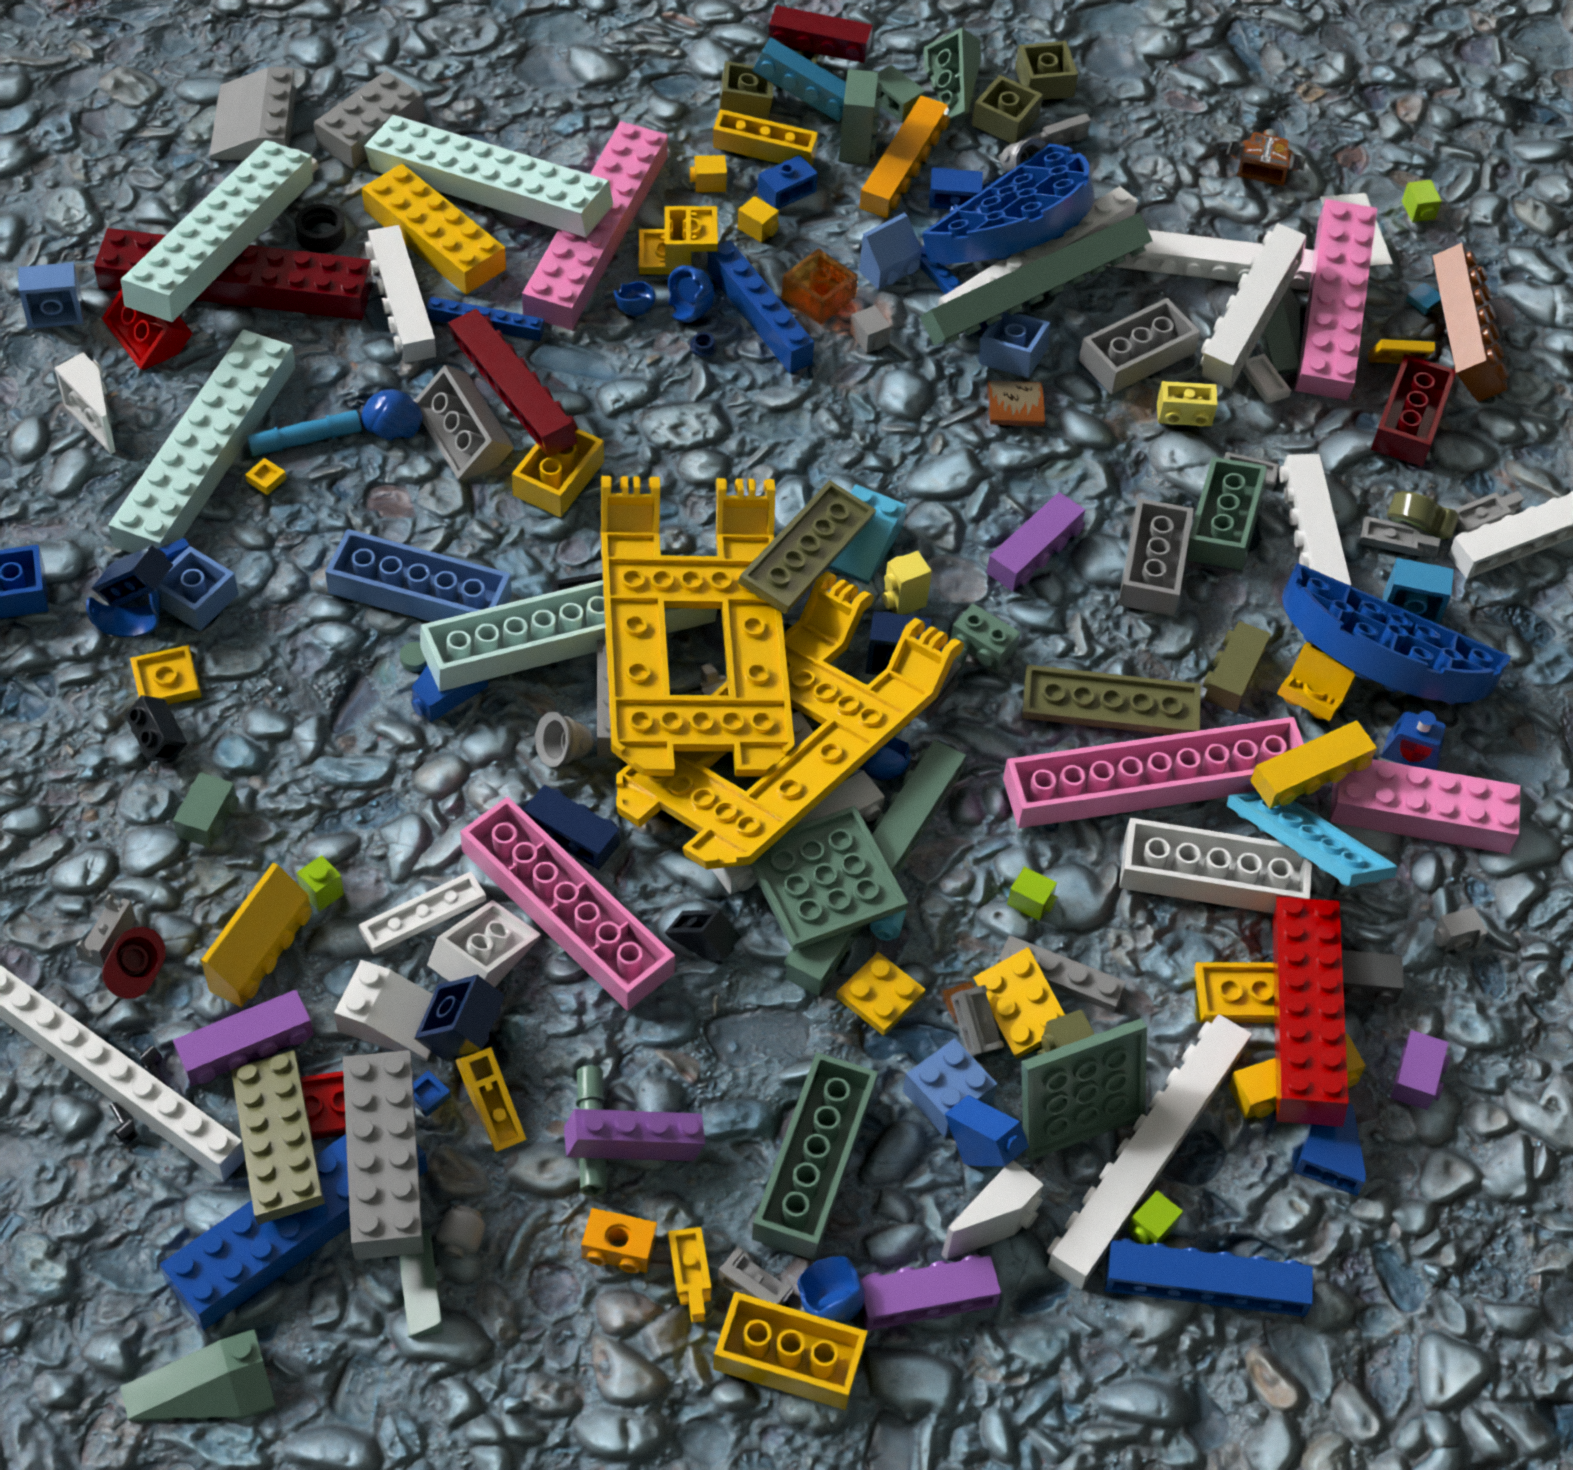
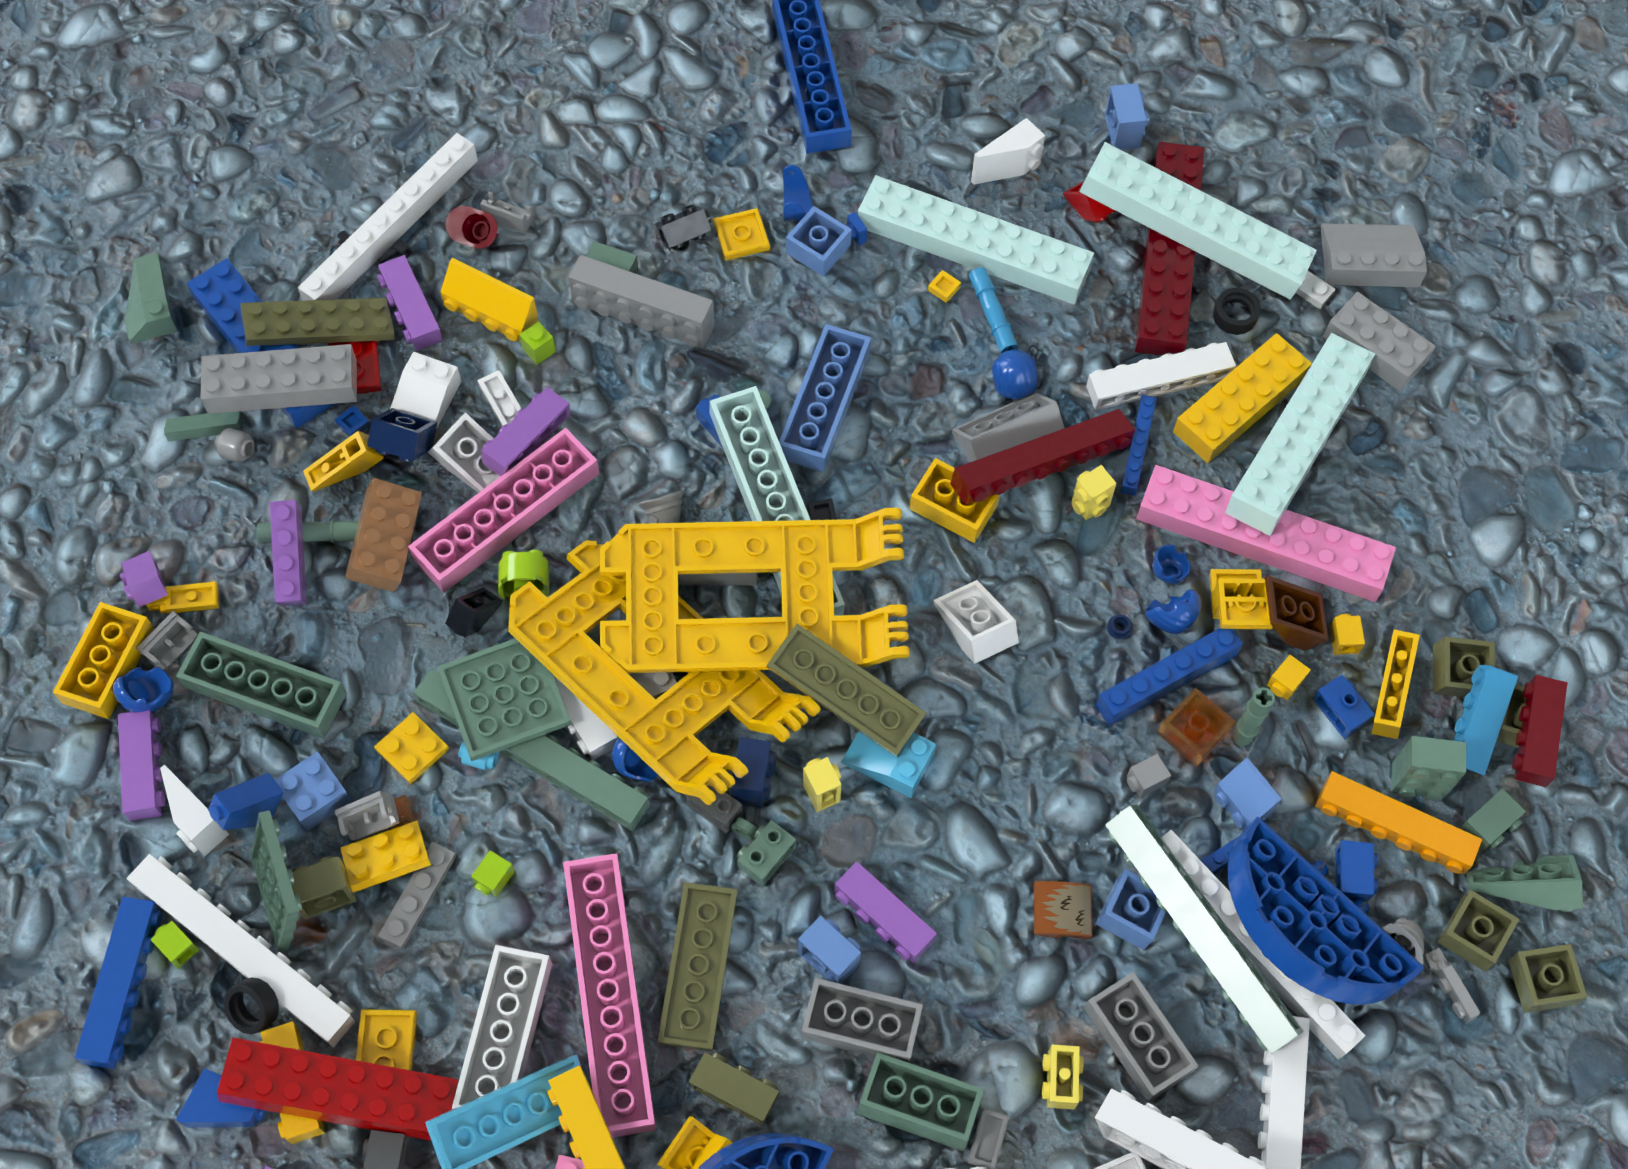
camera: 95 degrees right, 10 degrees up
(132, 576) = (819, 193): dark blue brick -> none
(271, 766) = (641, 301): none -> light grey brick
(463, 878) = (526, 431): none -> medium lavender brick
(553, 347) = (1093, 493): none -> light yellow brick
(574, 826) = (581, 515): dark blue brick -> none
(604, 1031) = (383, 535): none -> medium nougat brick
(608, 1226) = (215, 562): light orange brick -> none
(660, 874) = (519, 568): none -> lime brick
(671, 1314) = (142, 579): none -> medium lavender brick
(699, 194) = (1296, 613): none -> reddish brown slope
(700, 457) = (977, 621): none -> white slope
(821, 210) = (1256, 711): none -> sand green piece
(1090, 578) = (829, 951): none -> medium blue brick
(1238, 1122) = (263, 996): none -> black tyre

